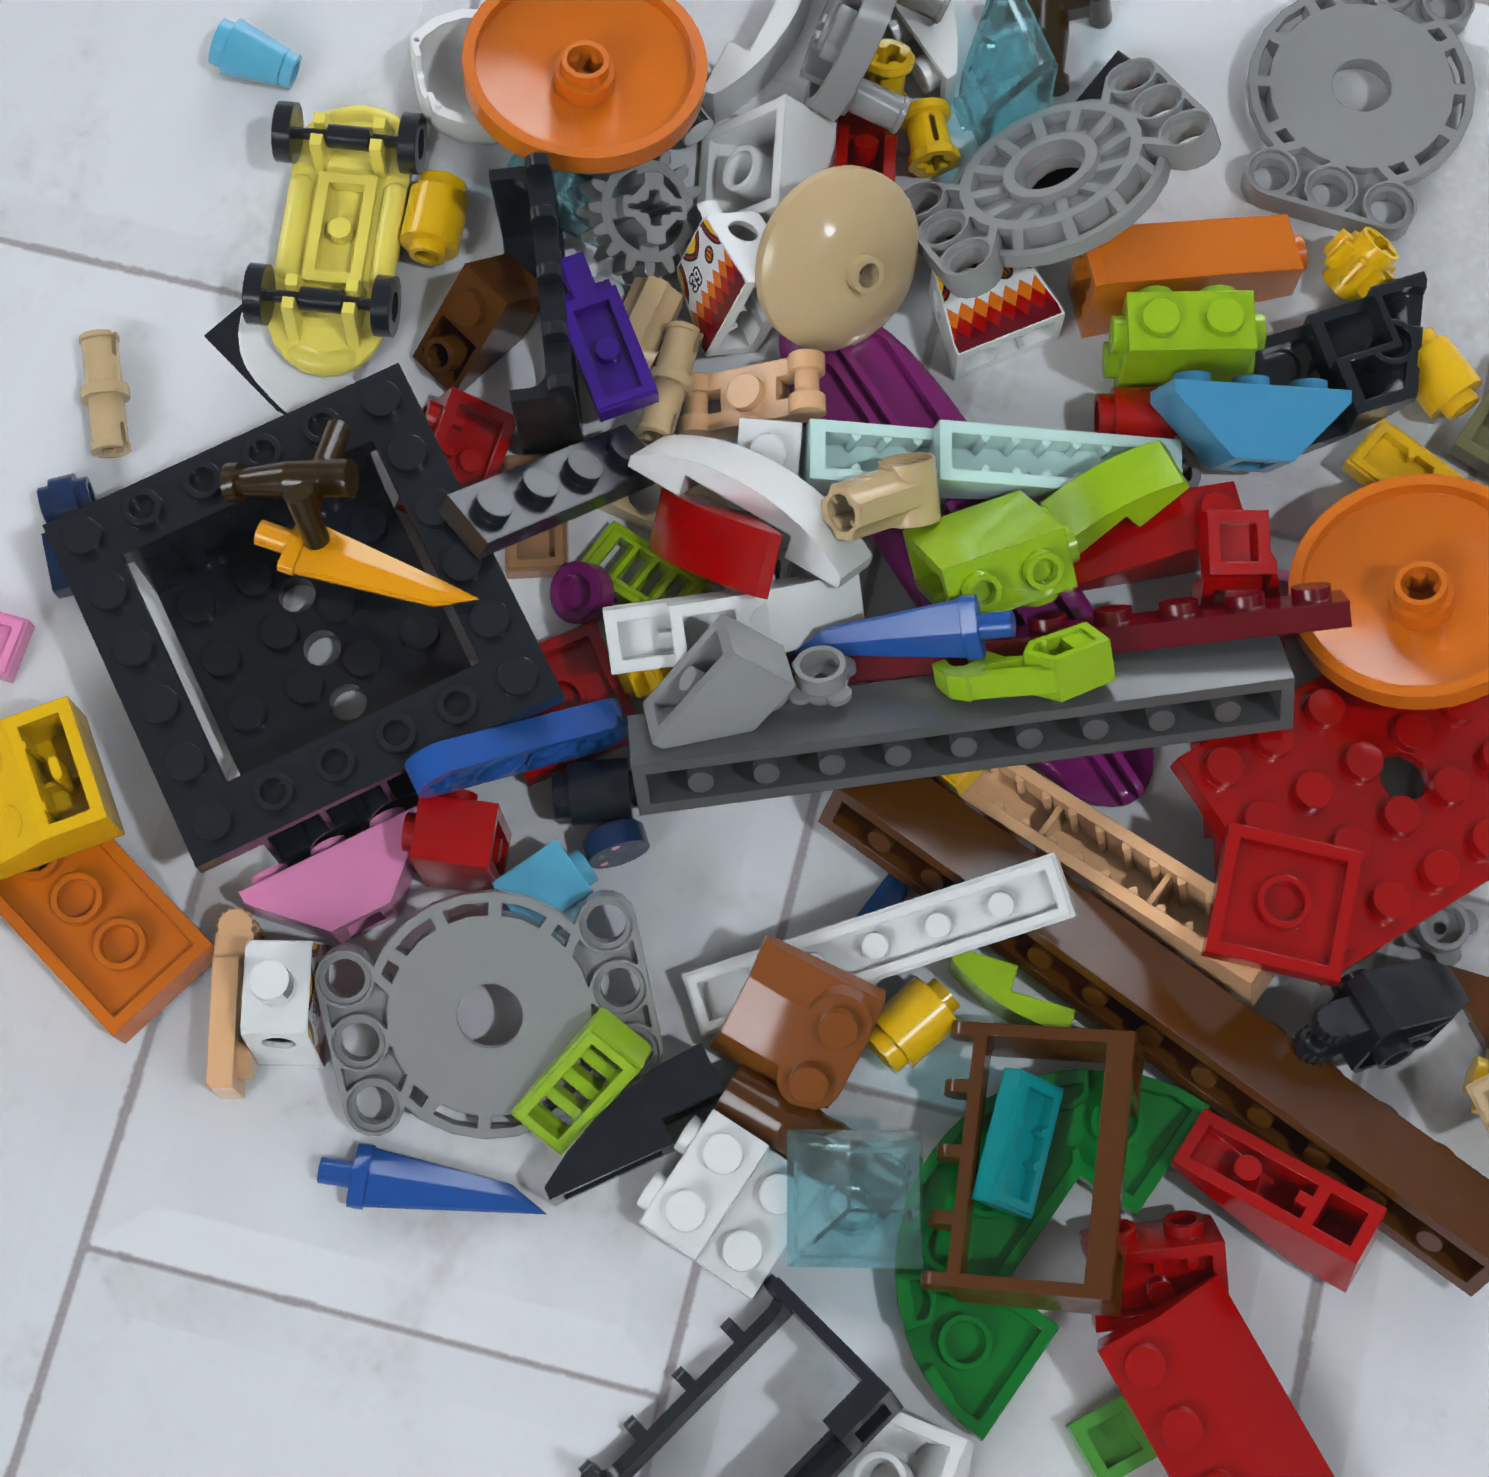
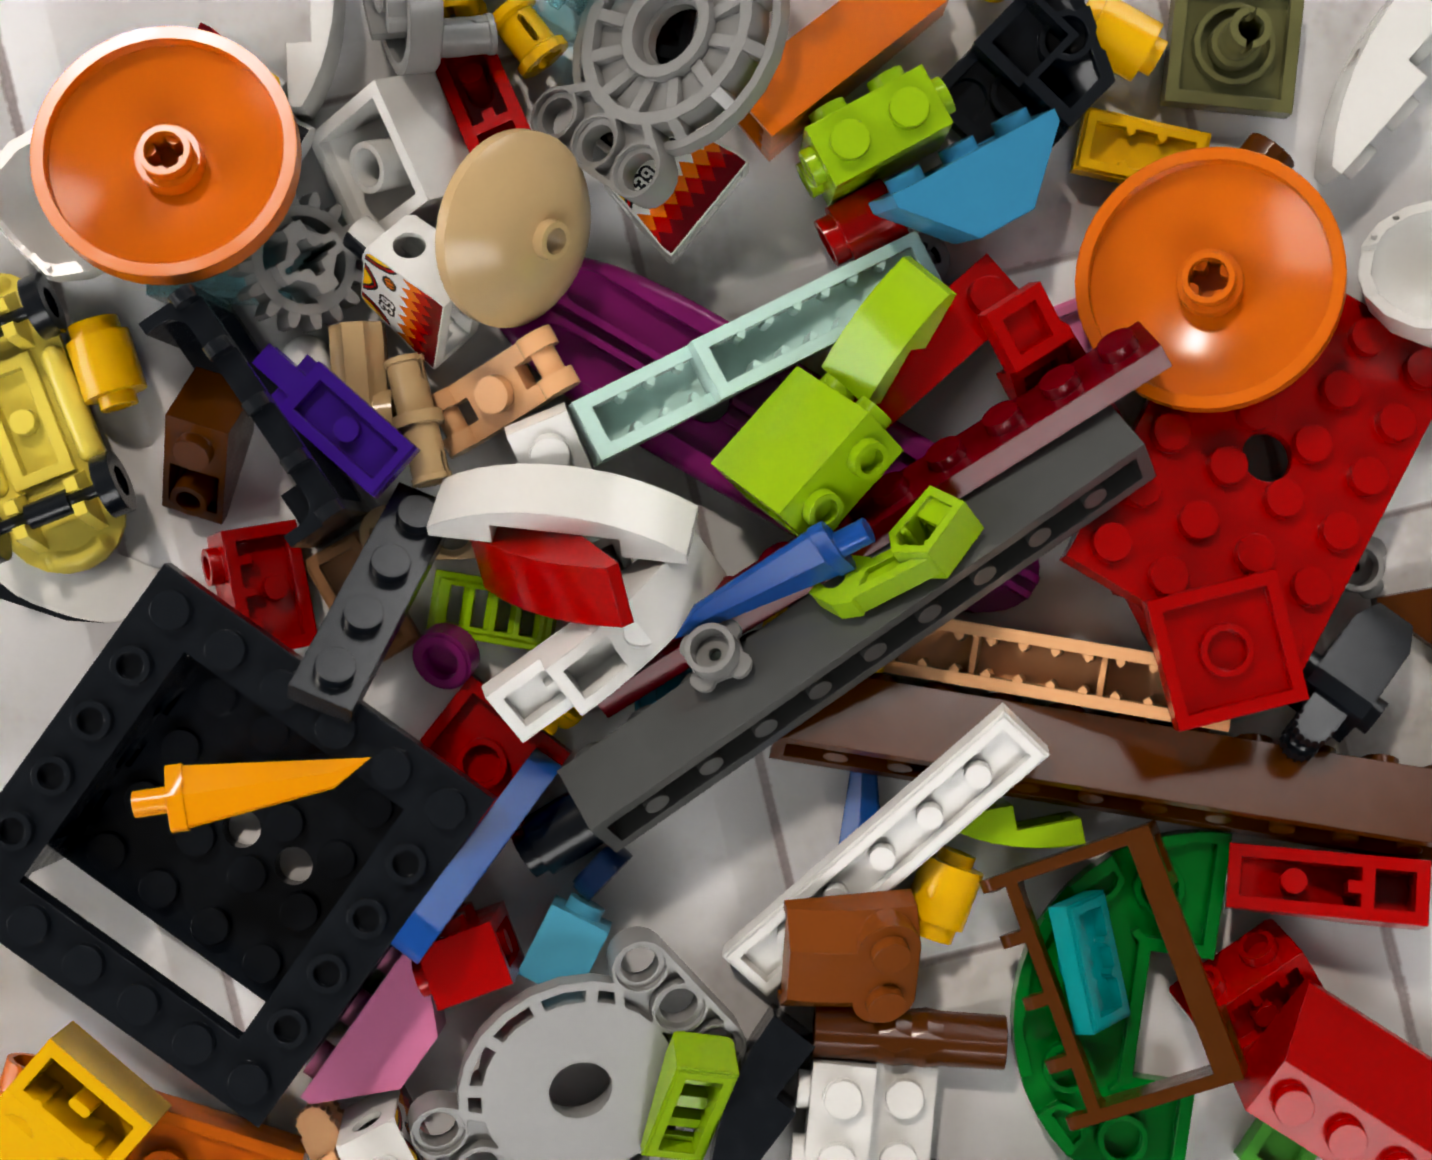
camera: 30 degrees left, 15 degrees up
(300, 482) = (147, 741): dark brown piece -> none
(719, 687) = (630, 716): light grey slope -> none
(855, 1198) = (973, 1076): clear light blue slope -> none
(894, 496) = (693, 440): tan piece -> none

